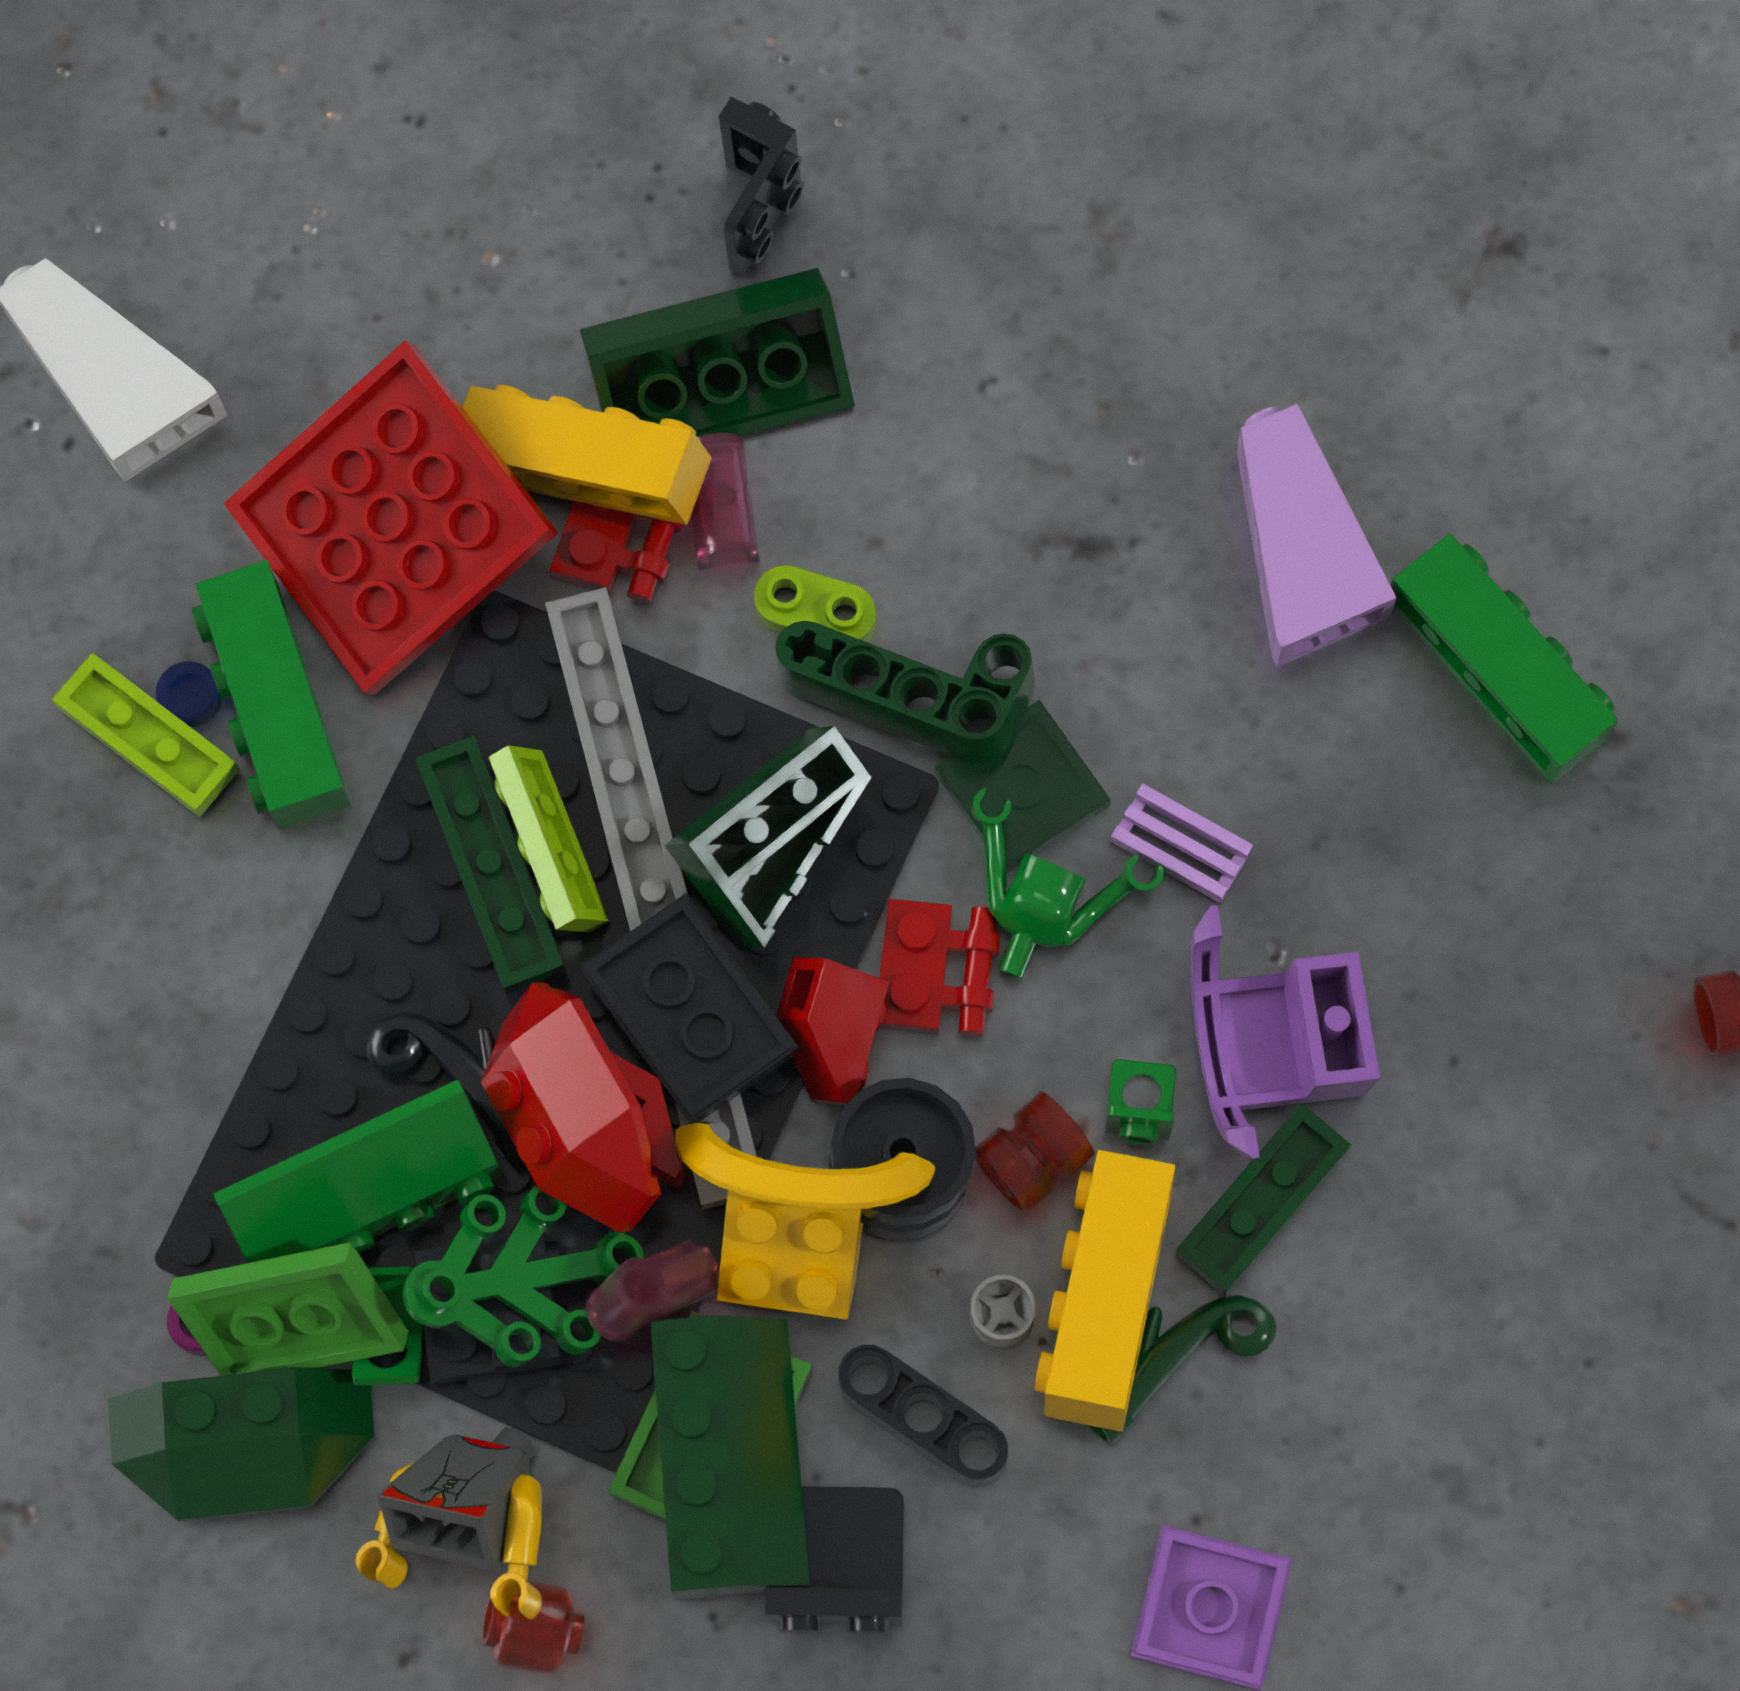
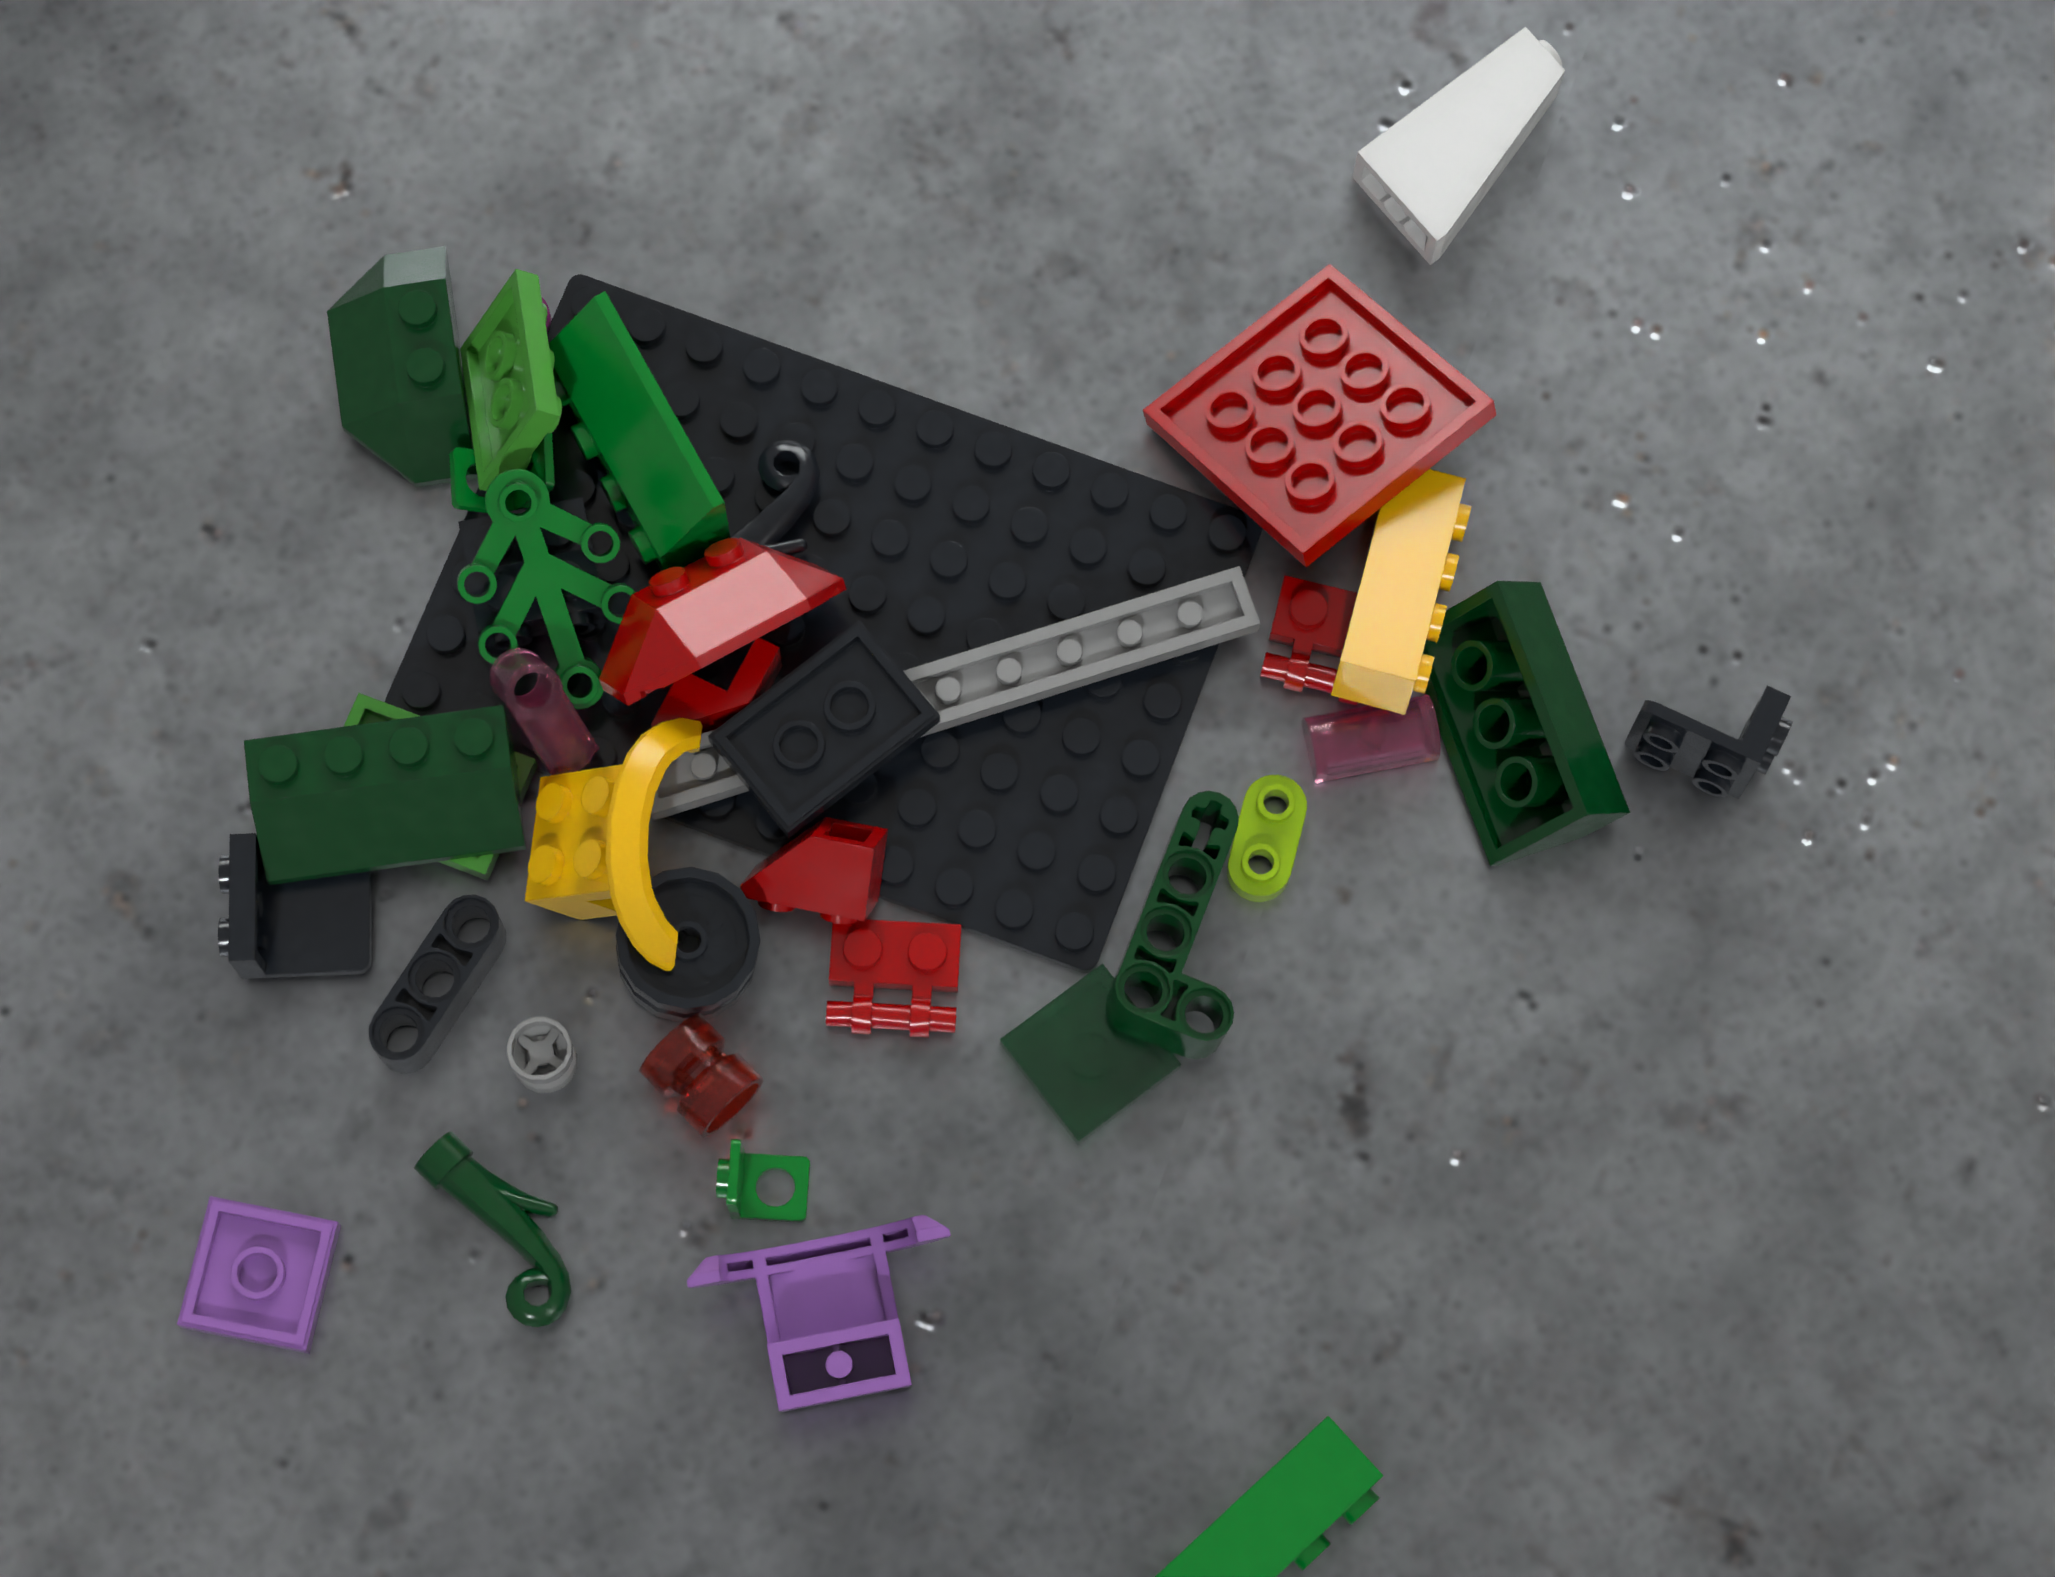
camera: 80 degrees right, 0 degrees up
(145, 734) = (1088, 216): lime plate -> none
(189, 693) = (1135, 253): clear blue tile -> none
(271, 695) = (1134, 324): green brick -> none
(463, 1506) = (333, 564): dark grey torso -> none
(490, 864) = (969, 536): dark green plate -> none
(537, 1642) = (231, 634): clear red head -> none
(548, 839) = (995, 588): lime plate -> none
(768, 831) = (1009, 792): dark green wedge -> none
(1042, 895) = (972, 1075): green piece -> none
(1108, 1290) = (561, 1150): yellow brick -> none
(1192, 822) = (1063, 1167): lavender tile -> none
(1262, 1199) = (665, 1309): dark green plate -> none
(1306, 543) = (1366, 1329): lavender slope -> none

